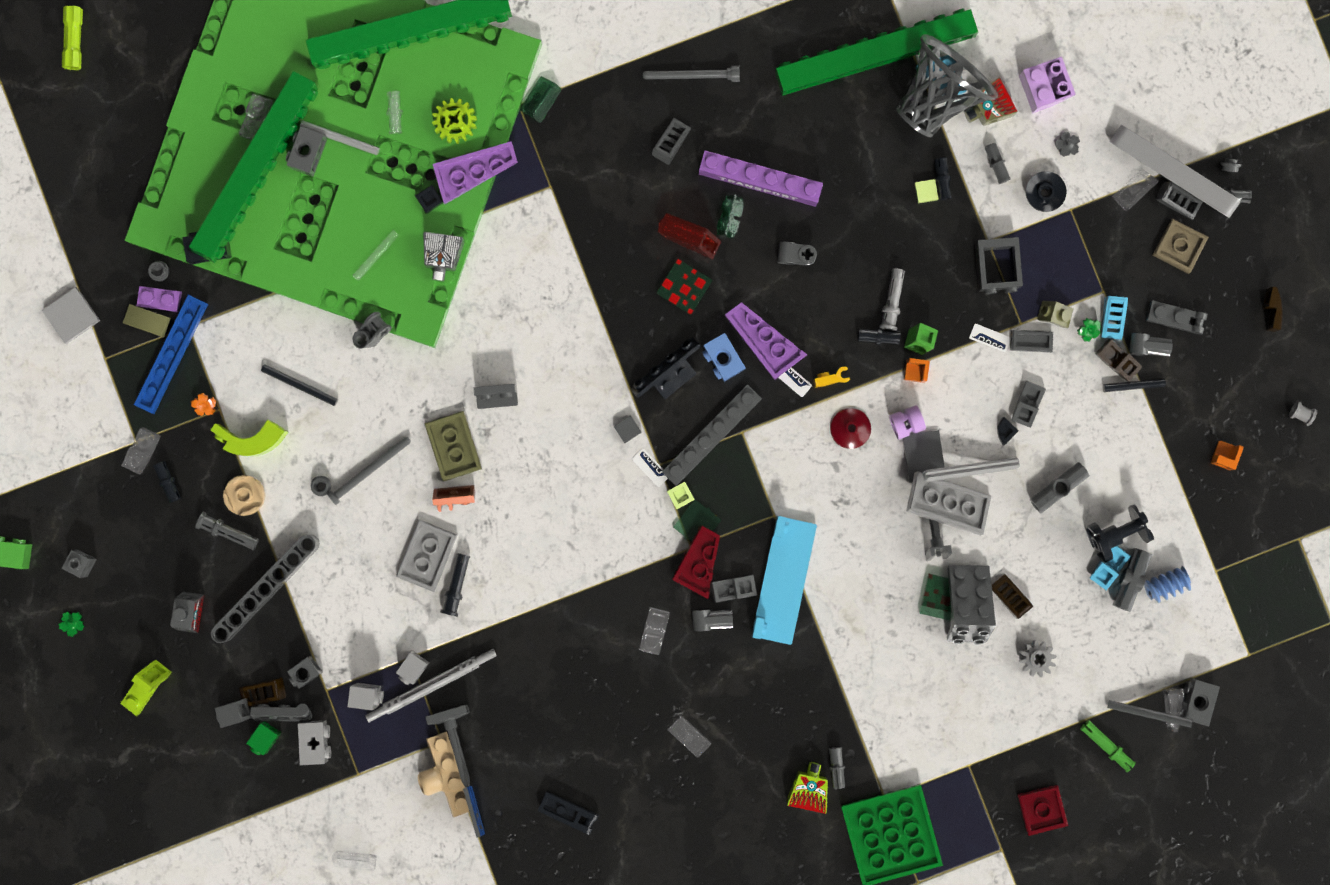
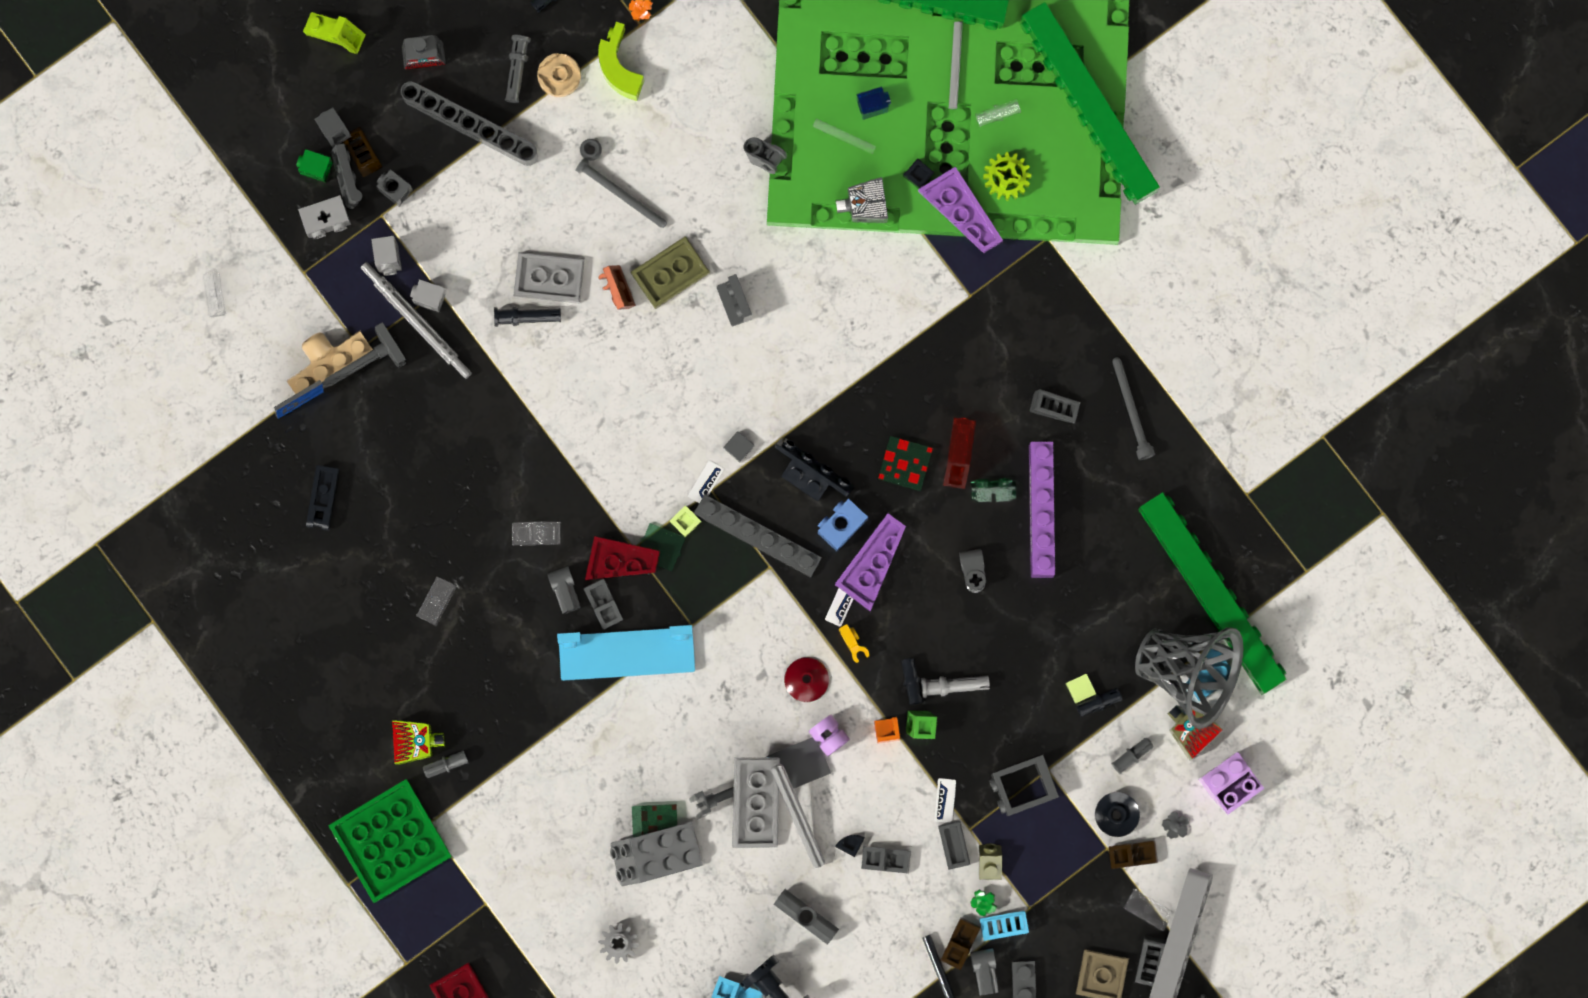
camera: 70 degrees right, 5 degrees down
(299, 385) = (688, 99): black bar -> none
(306, 163) = (920, 42): dark grey brick -> none
(352, 220) = (873, 102): none -> clear blue brick
(540, 99) = (1058, 259): clear green slope -> none
(1022, 598) = (672, 917): dark brown slope -> none
(1083, 188) = (1133, 854): none -> dark brown slope

